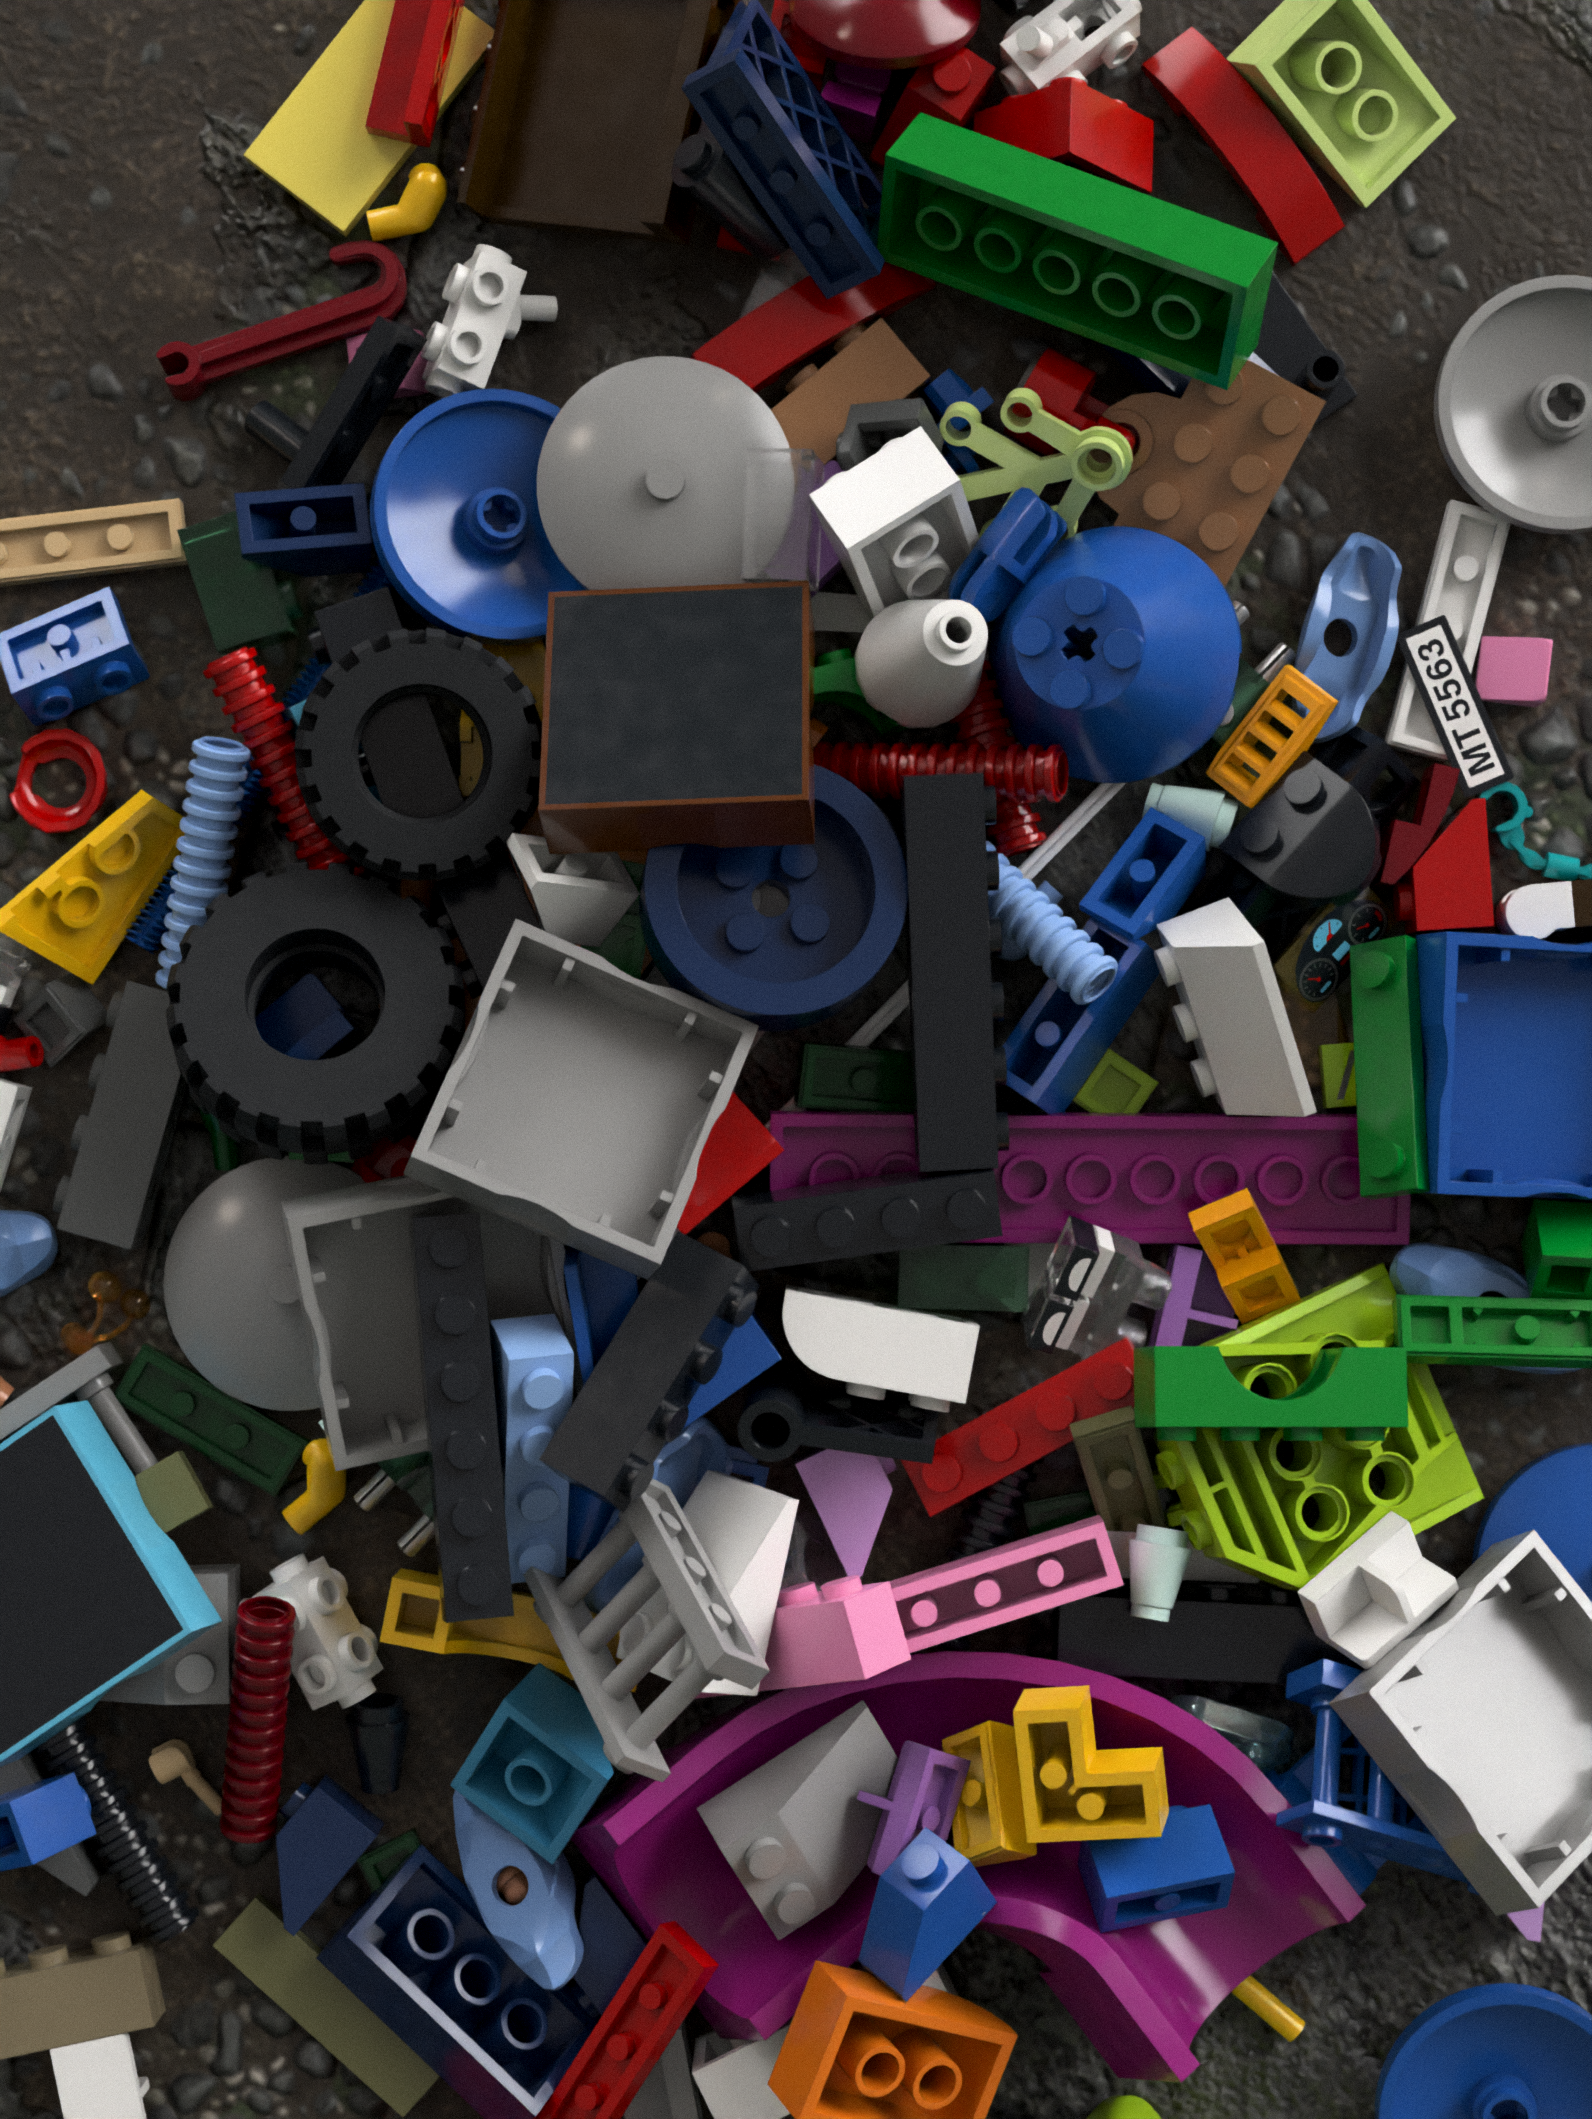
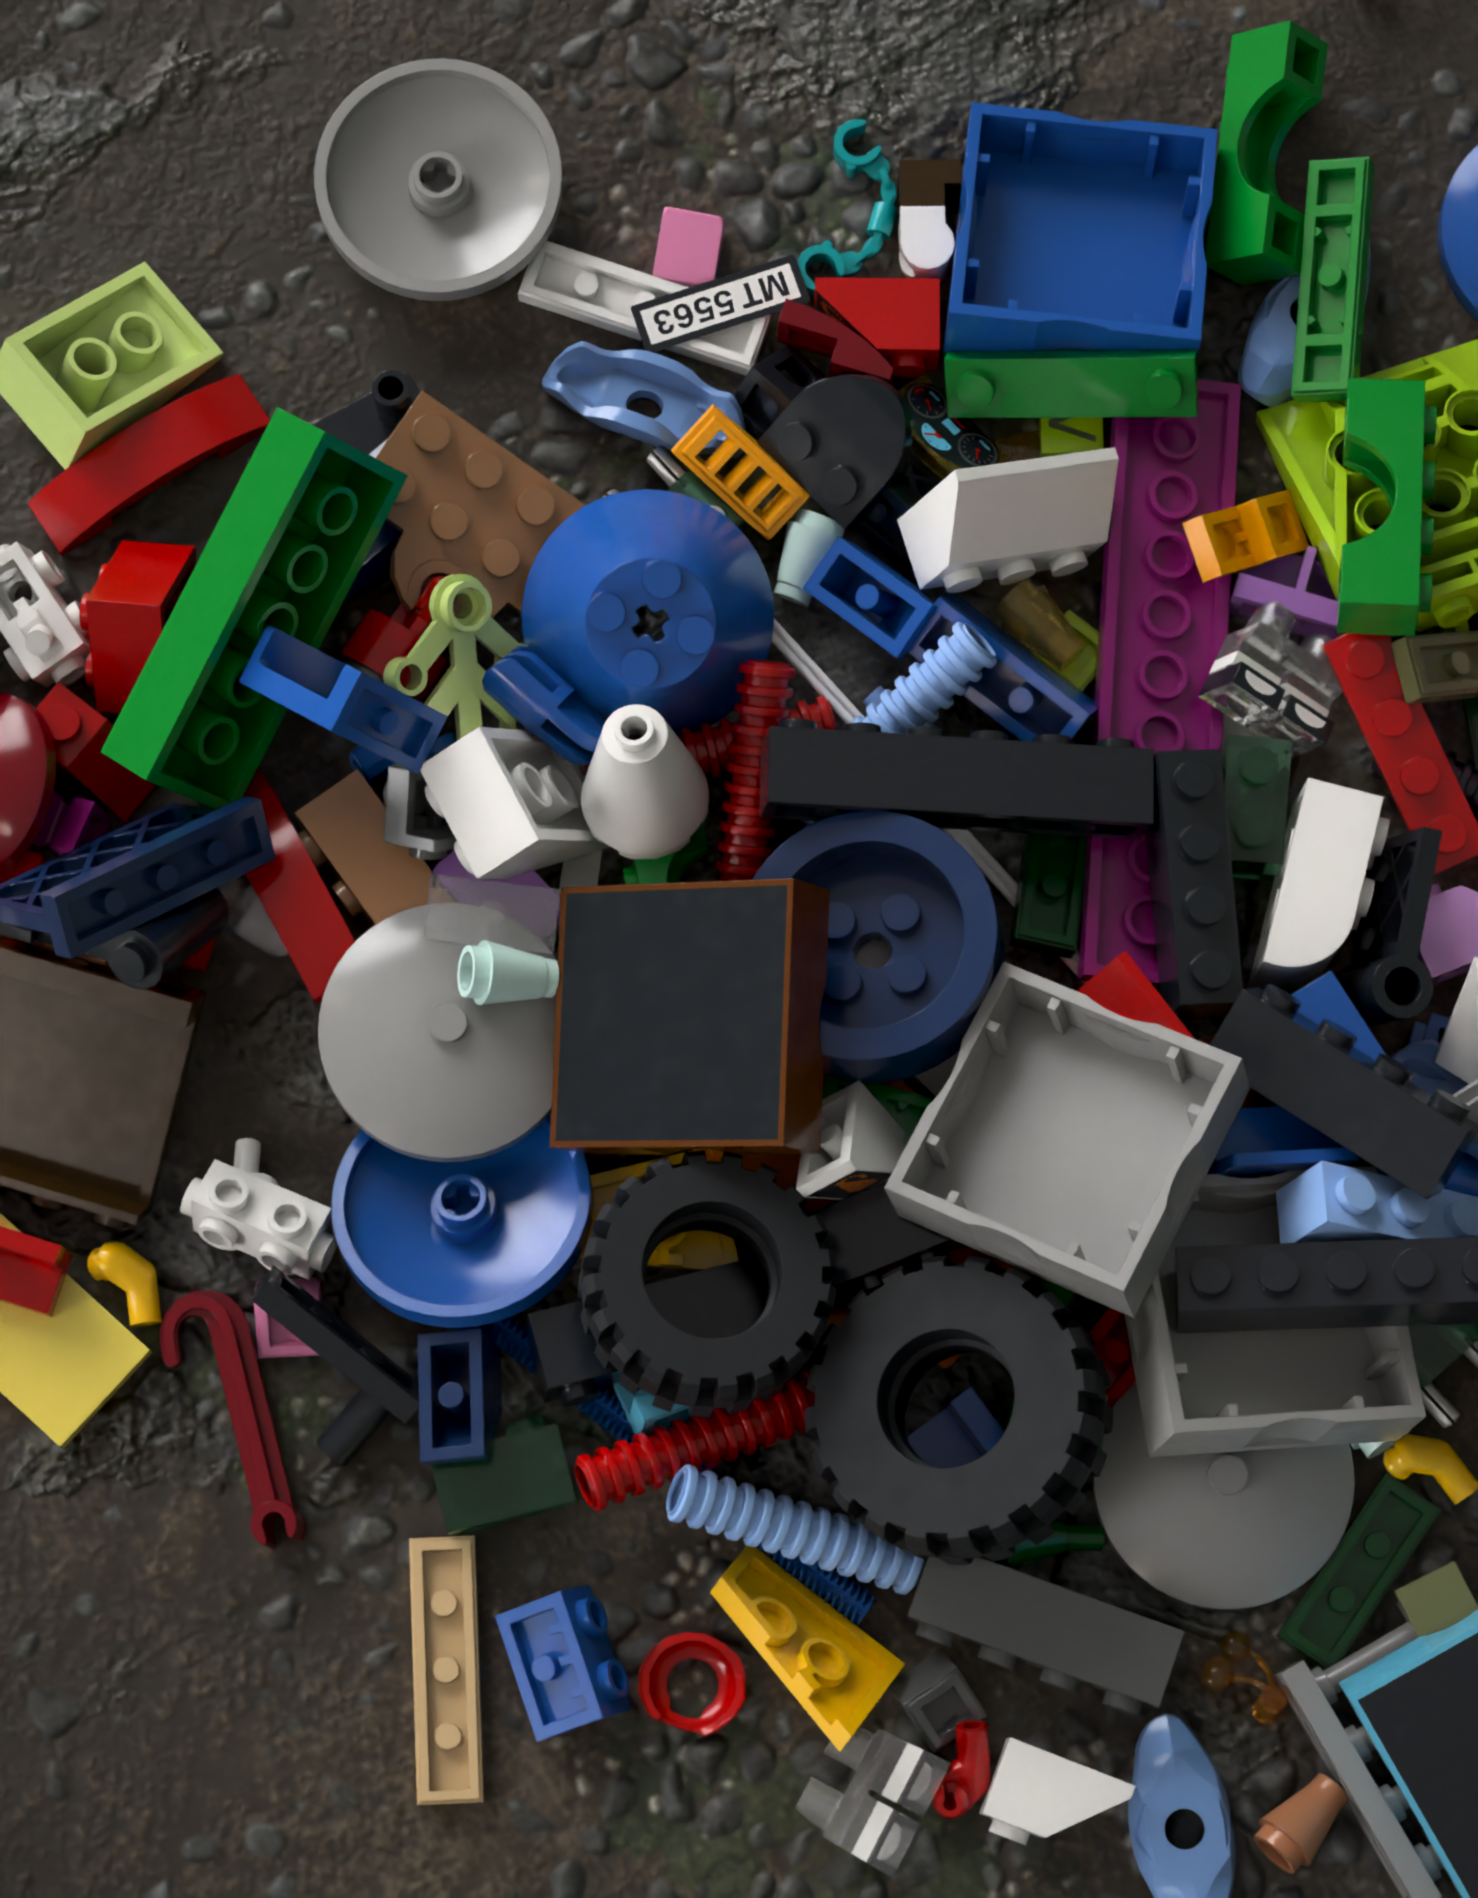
camera: 85 degrees left, 10 degrees down
(716, 532) = (505, 974): none -> light aqua cone
(985, 317) = (342, 699): none -> blue panel
(1135, 1051) = (1039, 624): none -> clear yellow cone

